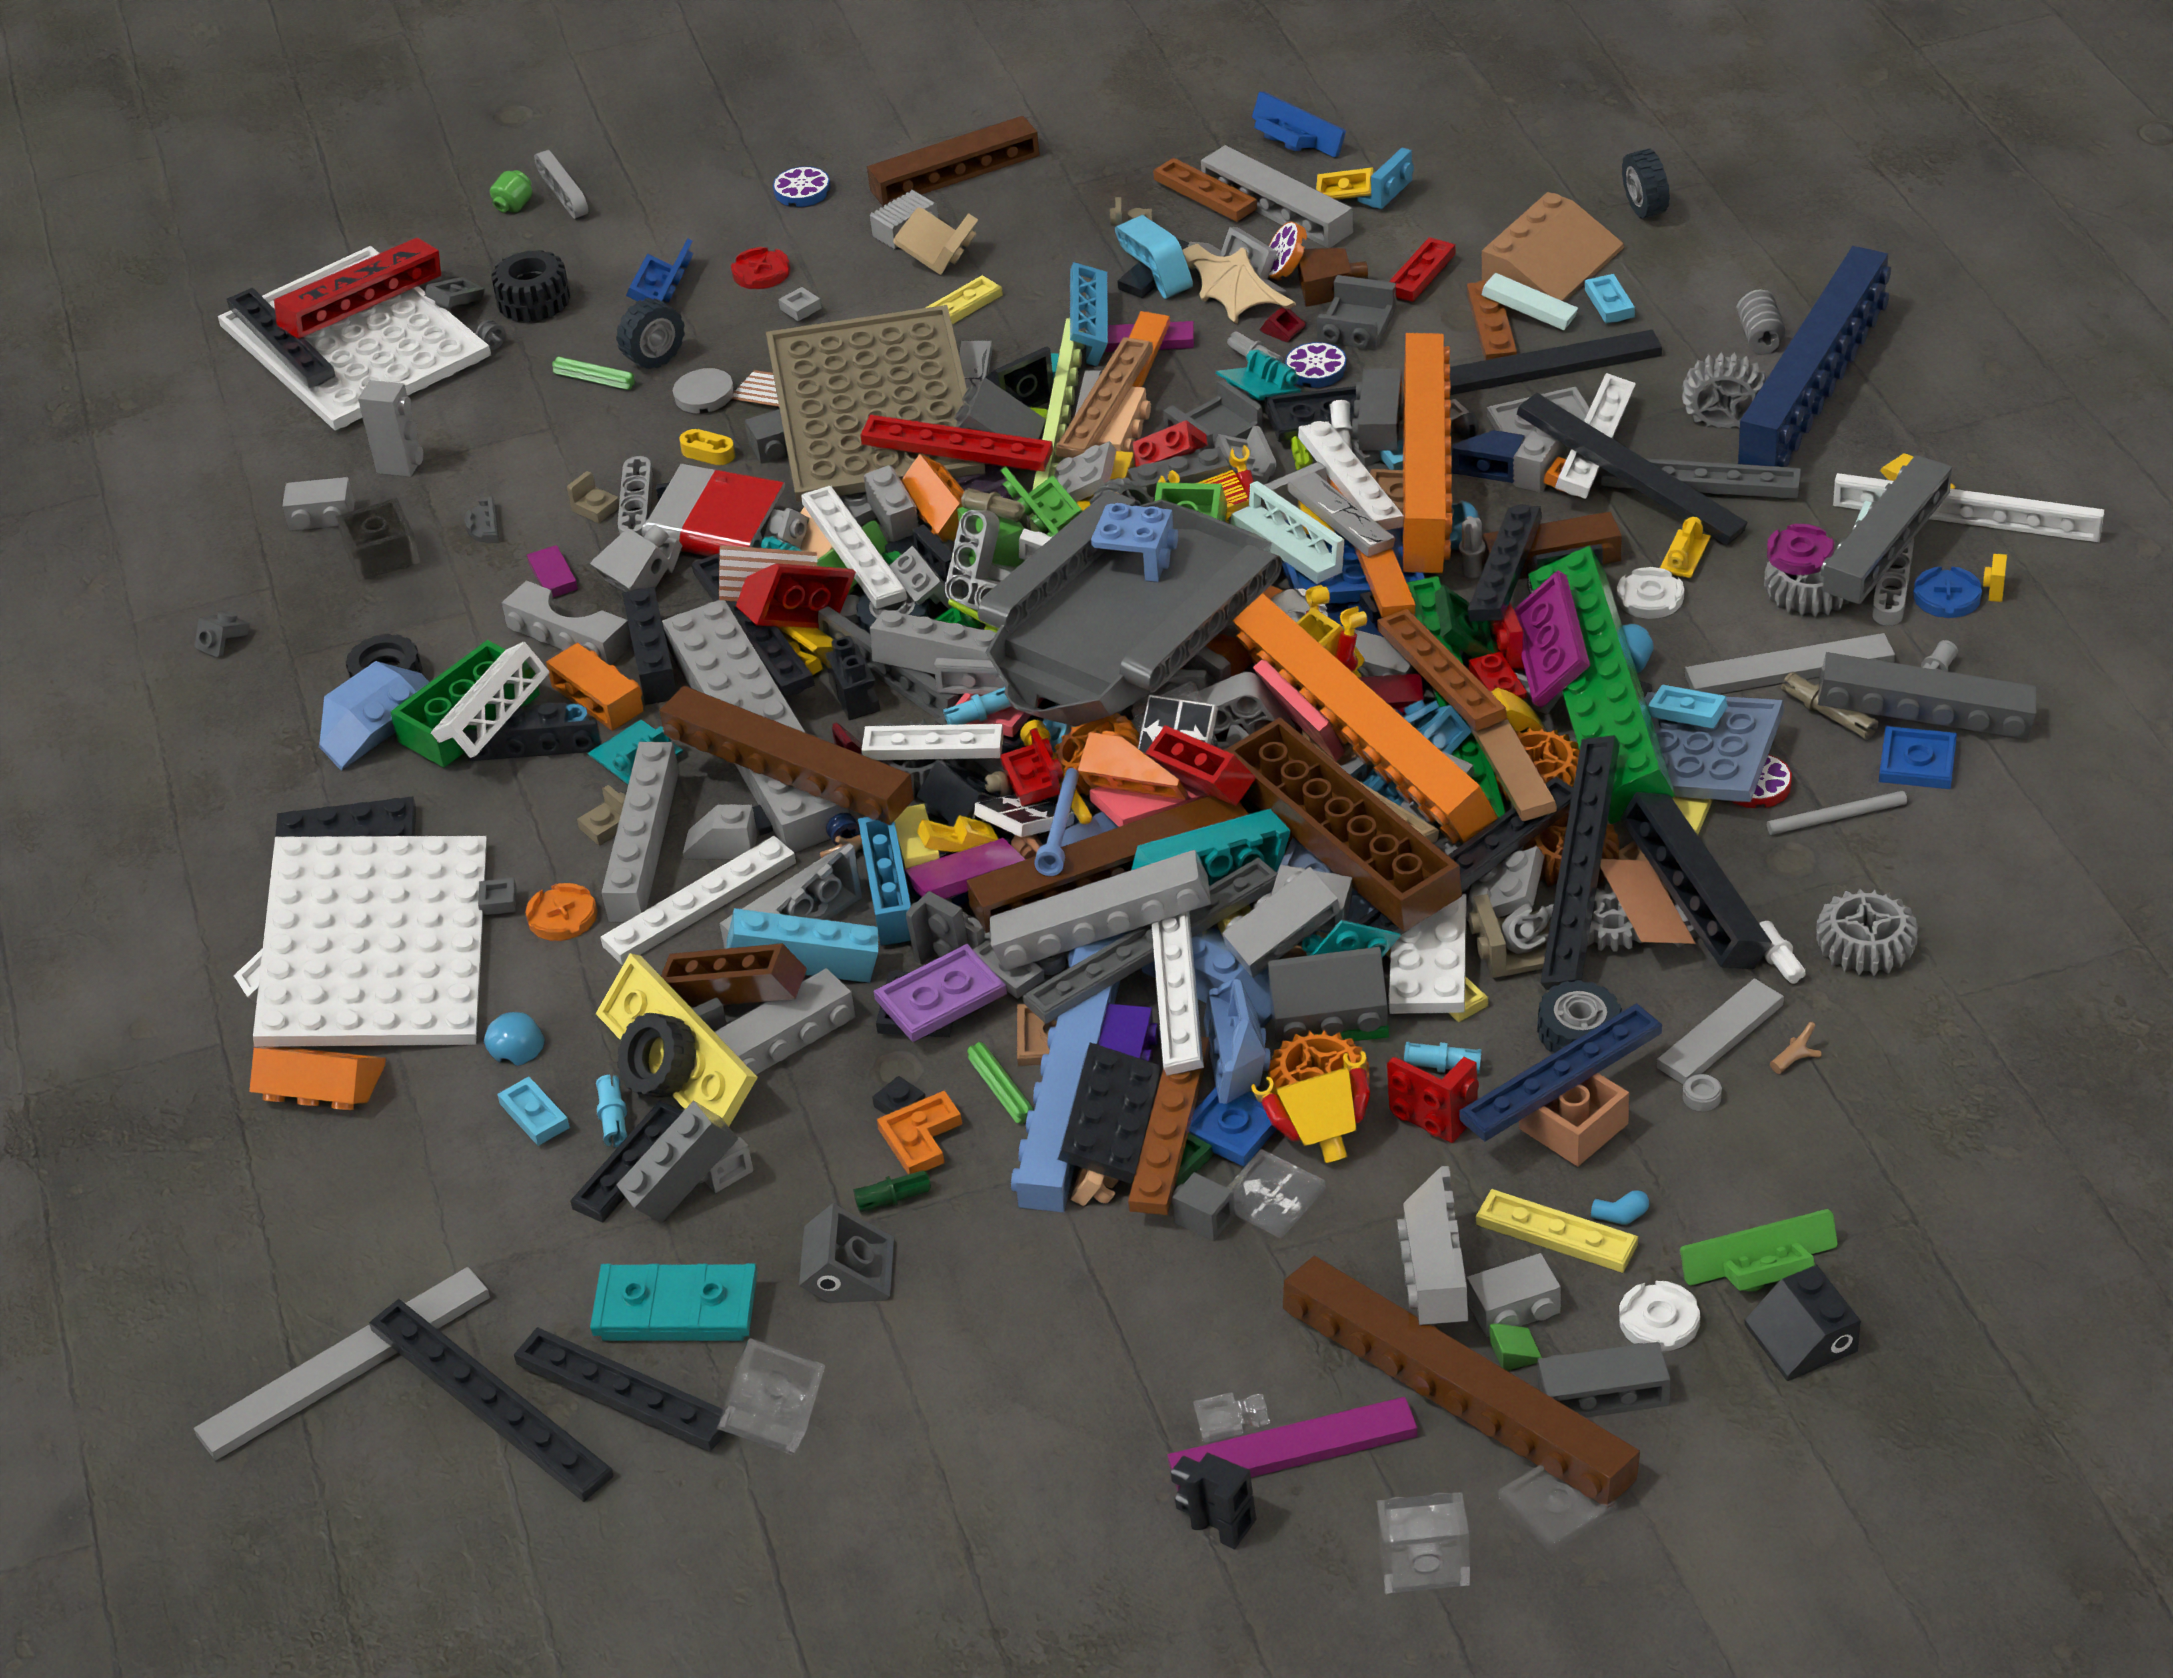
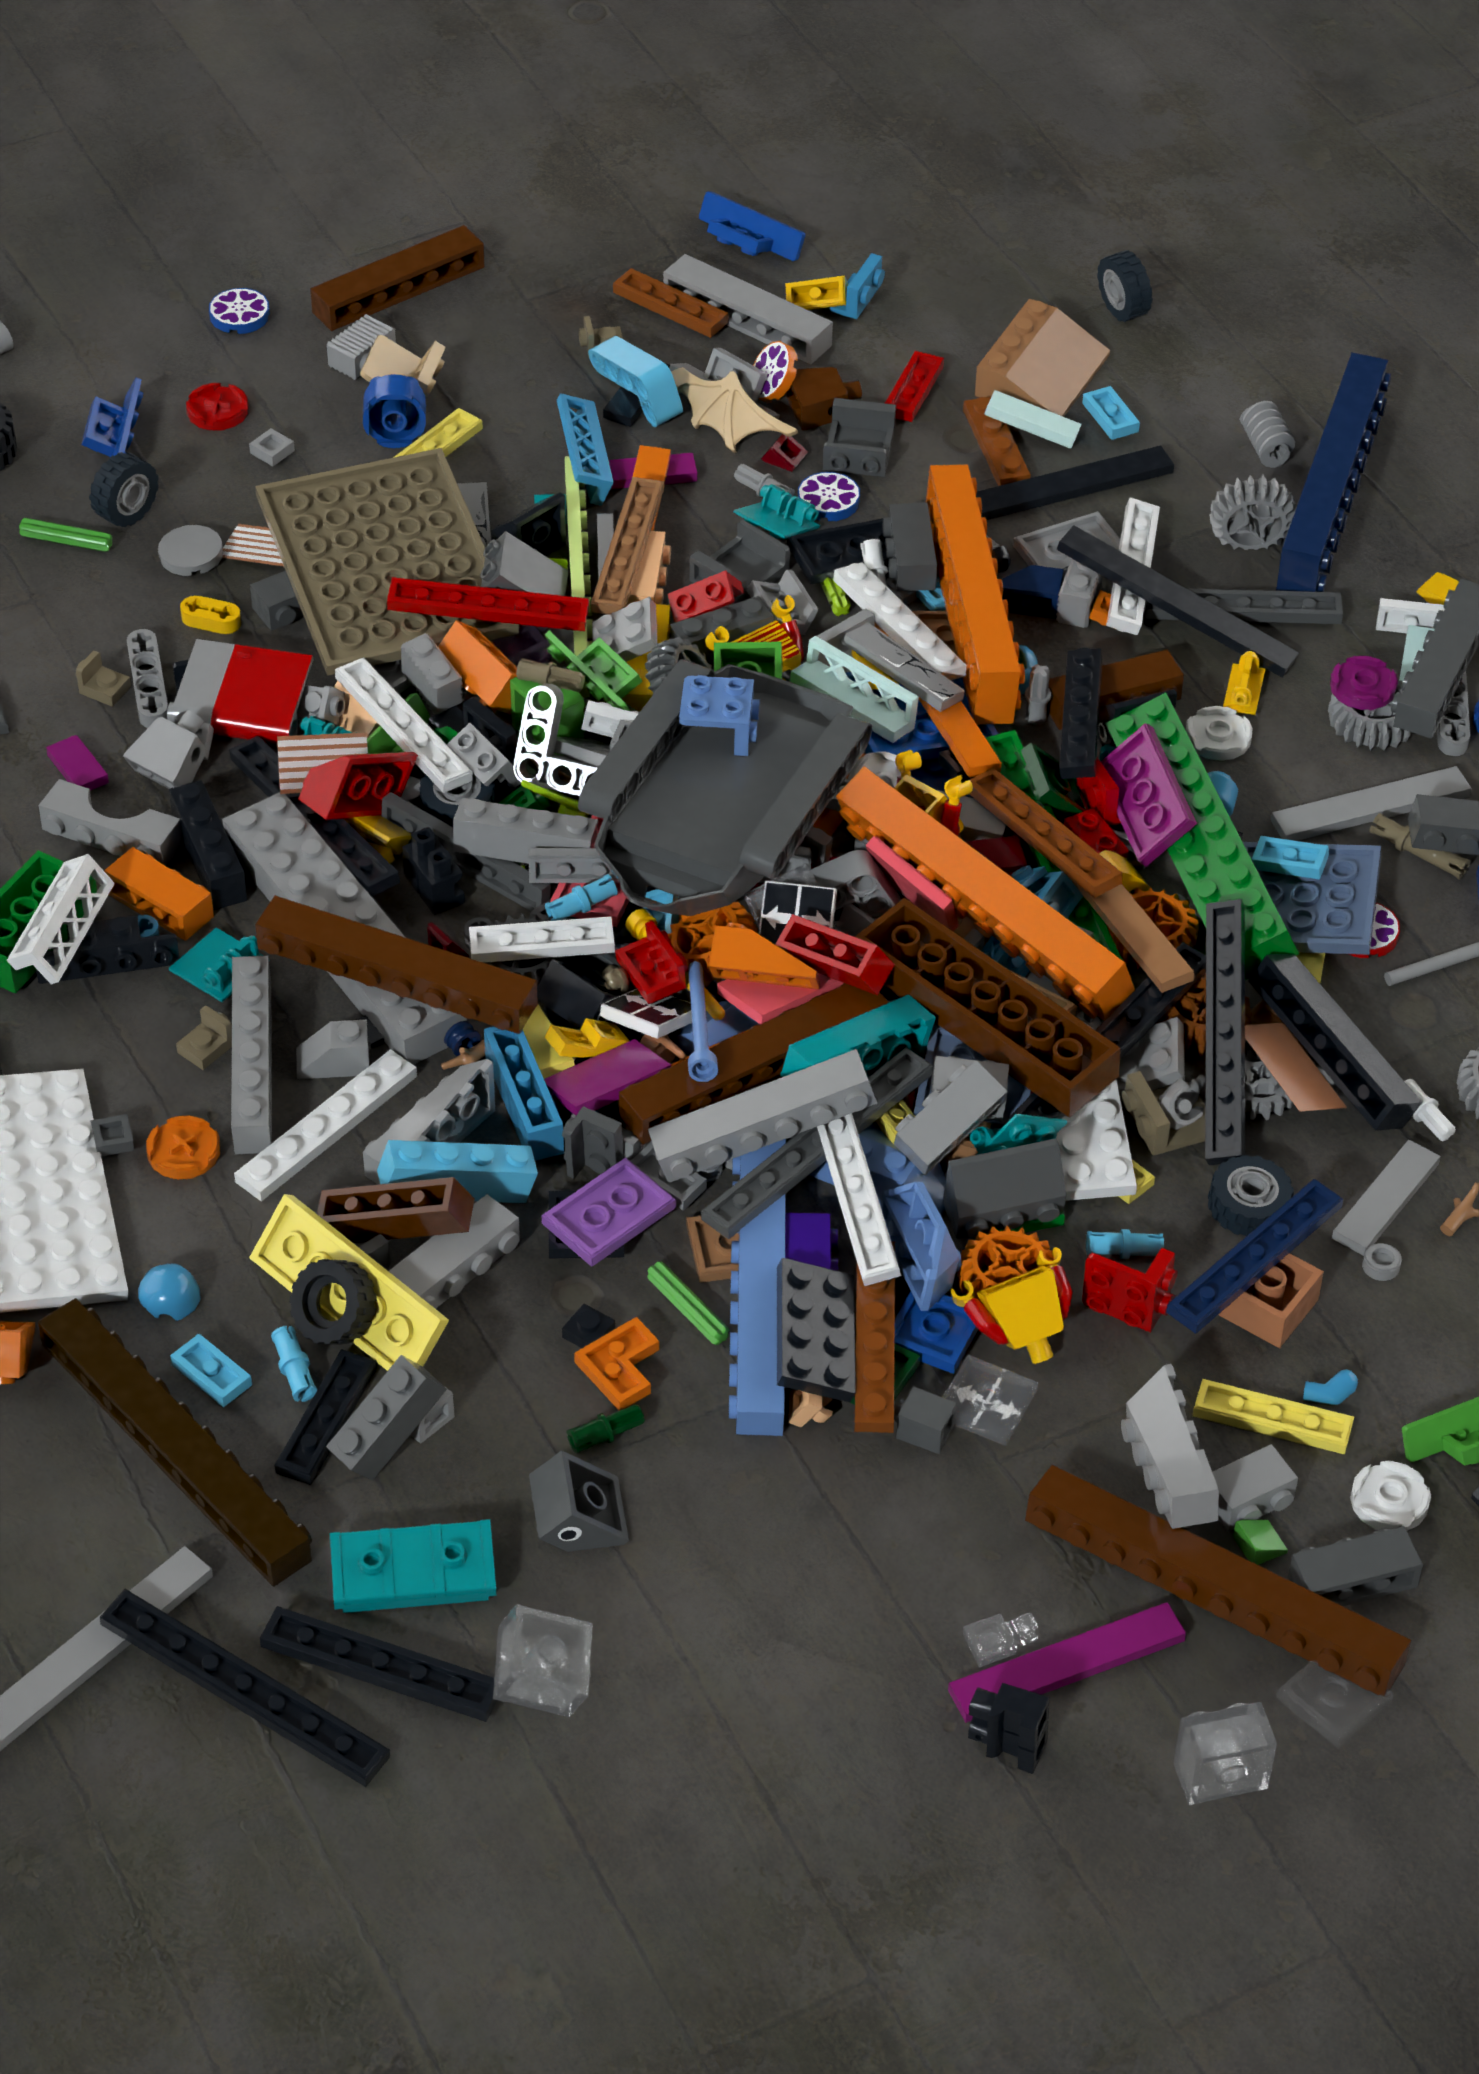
camera: 15 degrees left, 5 degrees up
(484, 1174) = (176, 1442): none -> dark brown brick
(917, 273) = (394, 410): none -> blue brick

